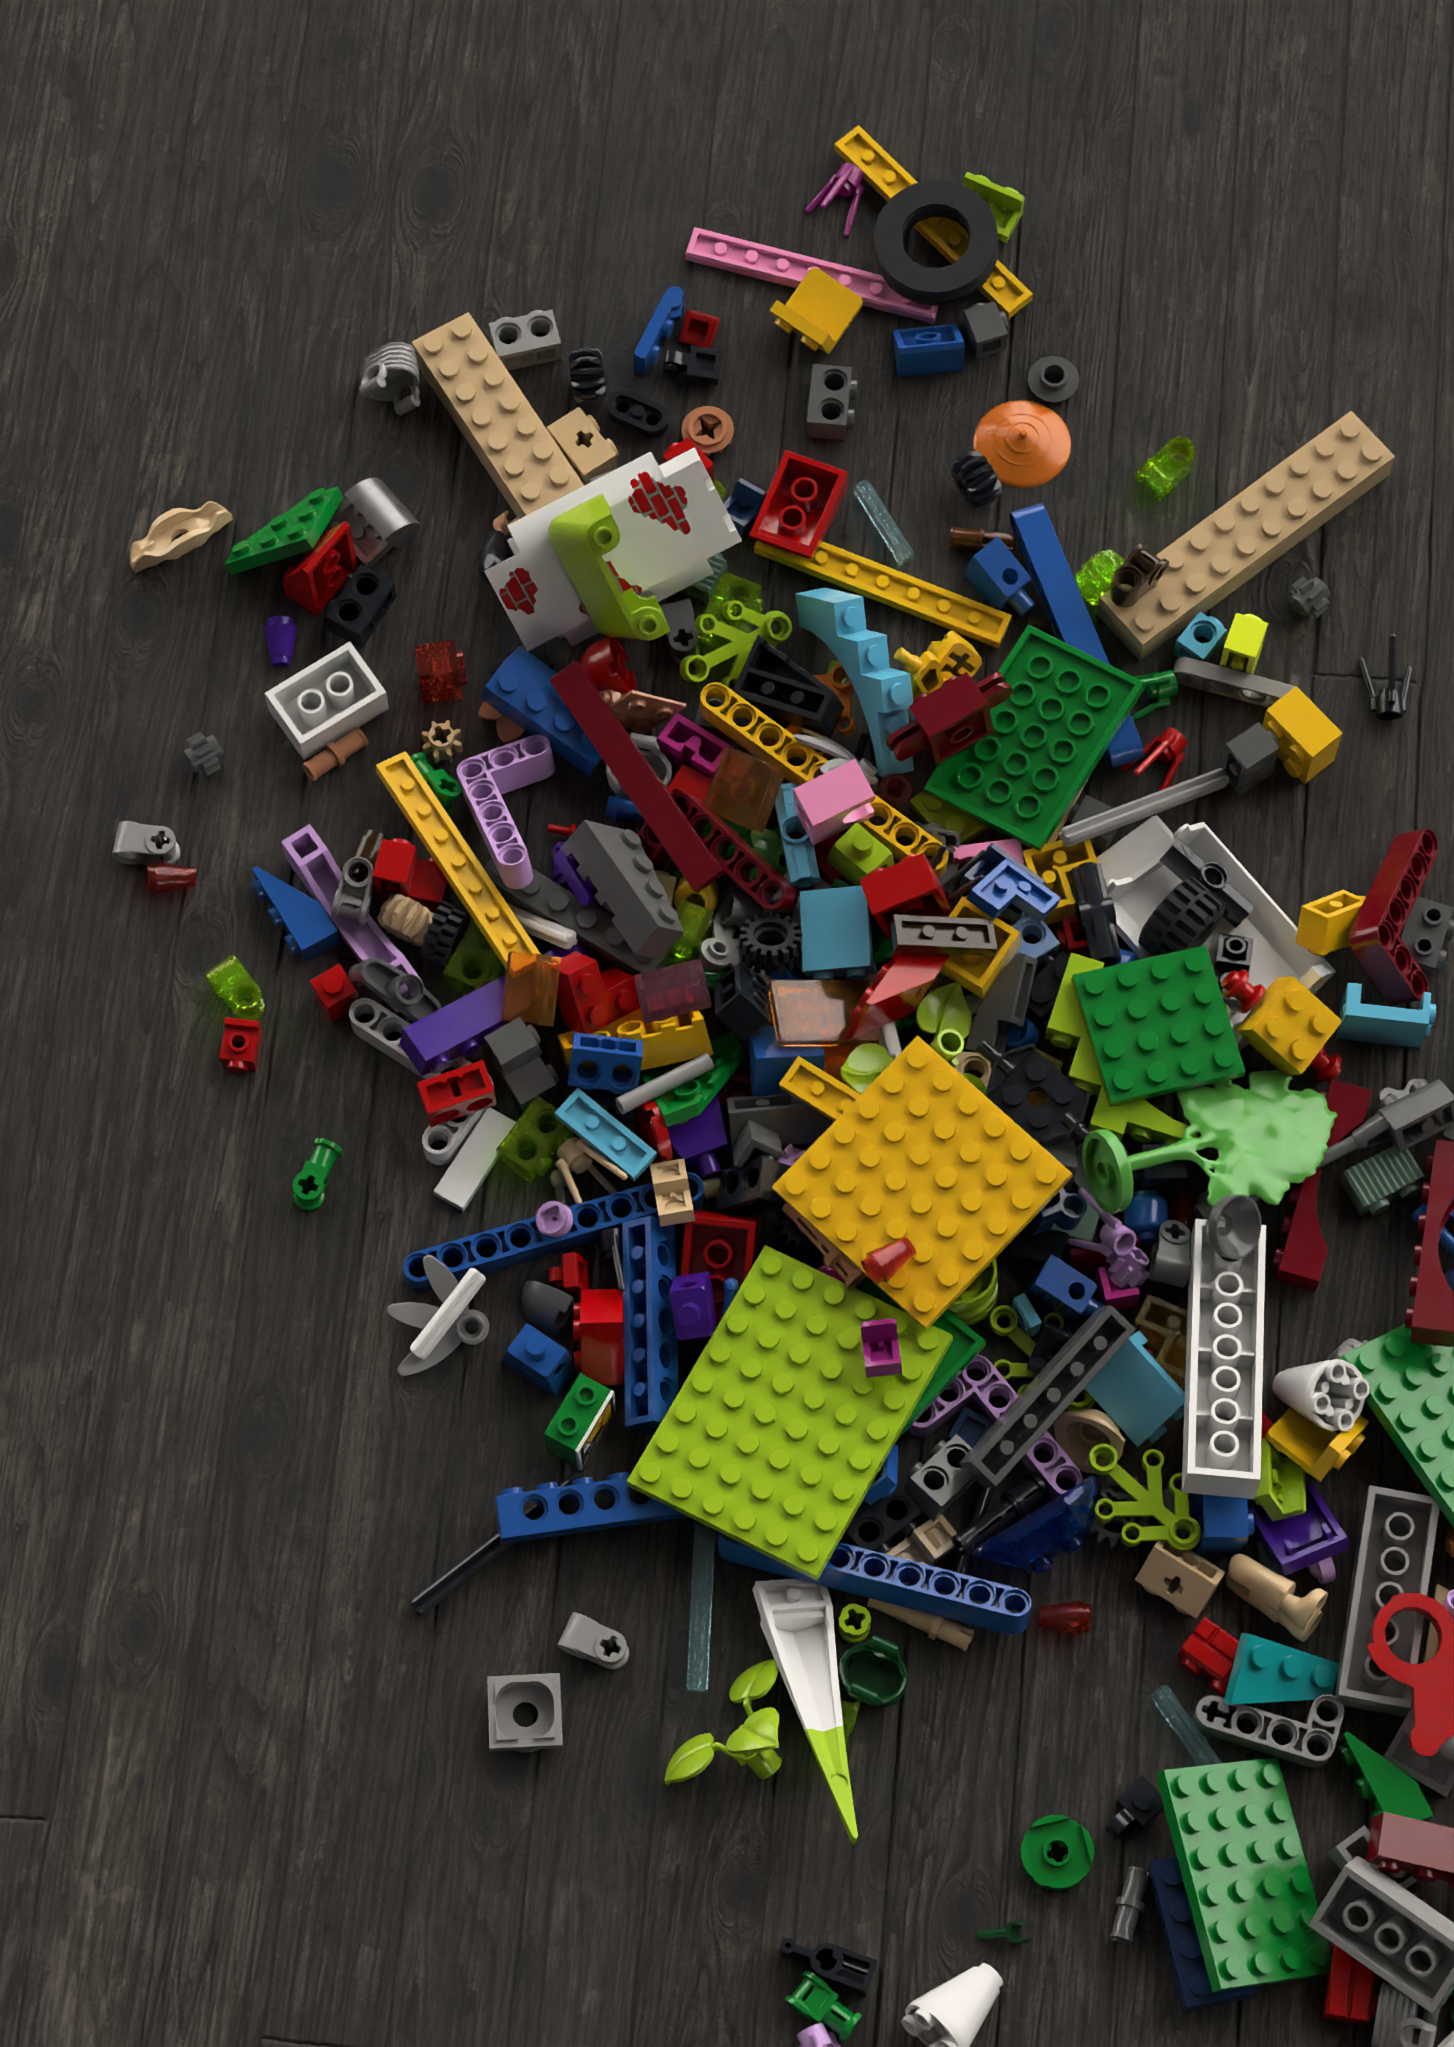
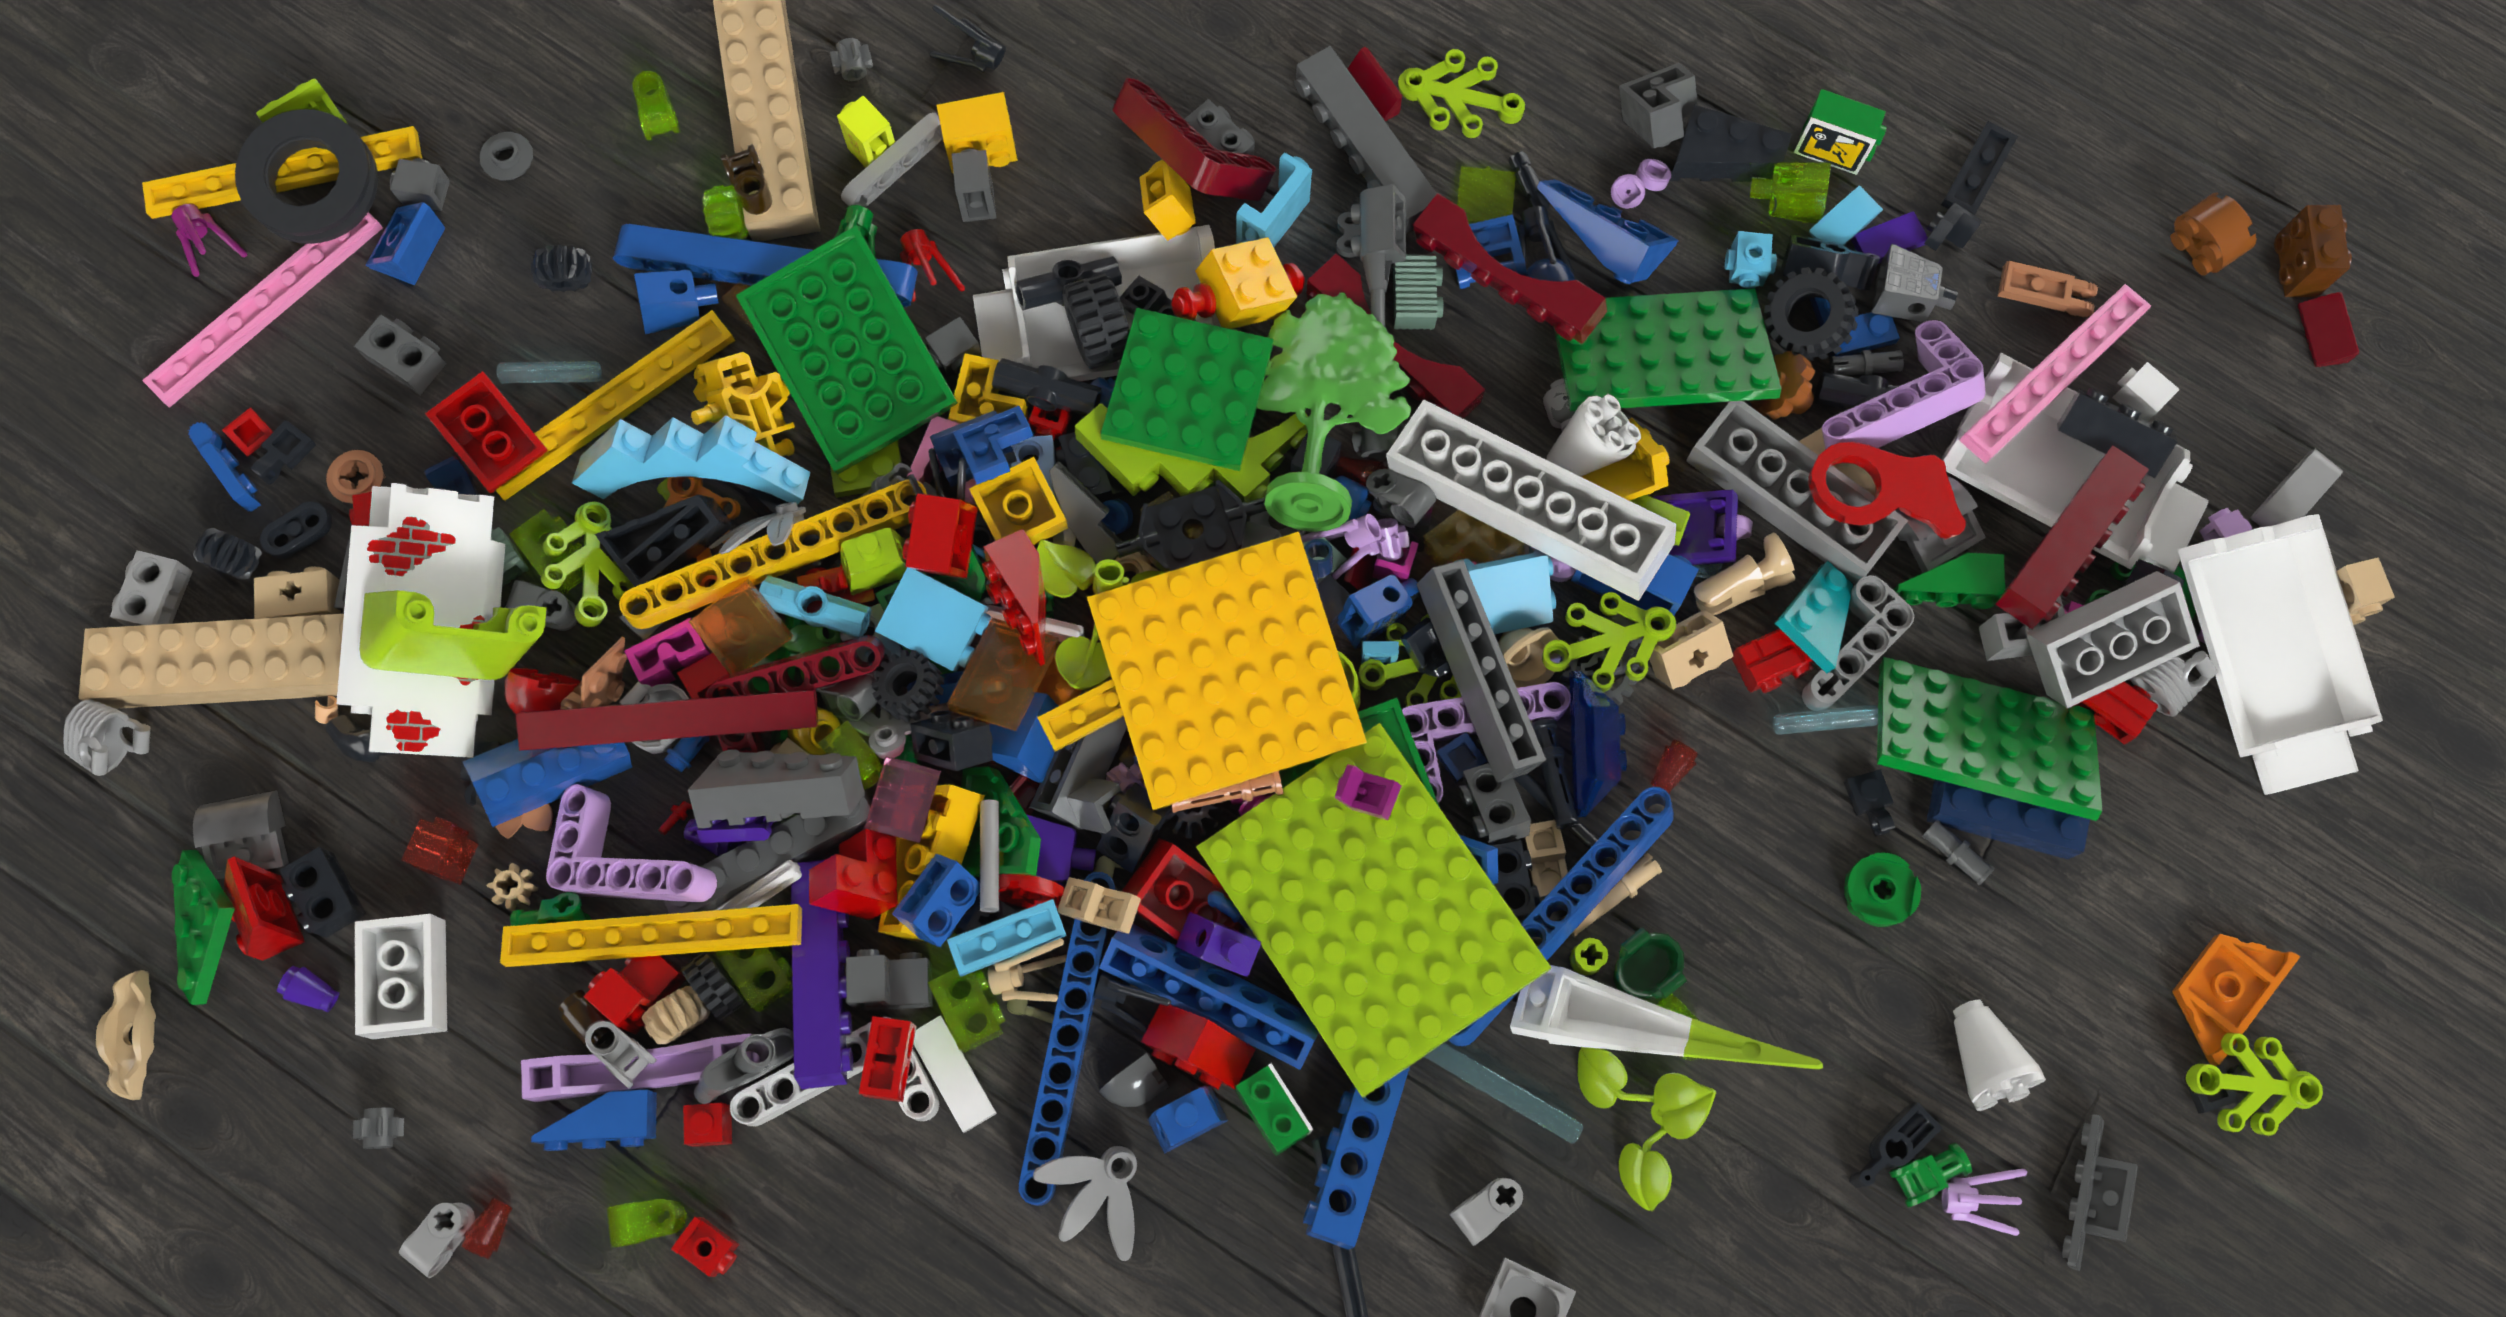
camera: 65 degrees left, 5 degrees up
(315, 1175) = (881, 1238): green connector -> none
(335, 754) = (460, 997): nougat pin -> none
(447, 1313) = (1097, 1182): white axle -> none
(531, 987) = (824, 930): clear orange panel -> none
(554, 1219) = (1063, 1030): lavender tile -> none
(572, 1275) = (1120, 1042): red tile -> none
(818, 311) = (303, 315): yellow bracket -> none
(834, 801) = (812, 549): bright pink piece -> none
(887, 1260) = (1291, 741): clear red cone -> none
(894, 784) = (820, 492): clear red cone -> none
(943, 935) = (1002, 522): plate -> none
(950, 718) = (787, 406): dark red brick -> none
(978, 539) = (618, 301): reddish brown axle -> none
(1009, 1933) = (1934, 972): dark green hand -> none
(1023, 443) = (549, 211): orange hat -> none
(1143, 807) = (967, 297): light grey axle -> none
(1204, 626) = (829, 155): medium azure brick -> none
(1241, 1226) = (1419, 423): dark grey piece -> none

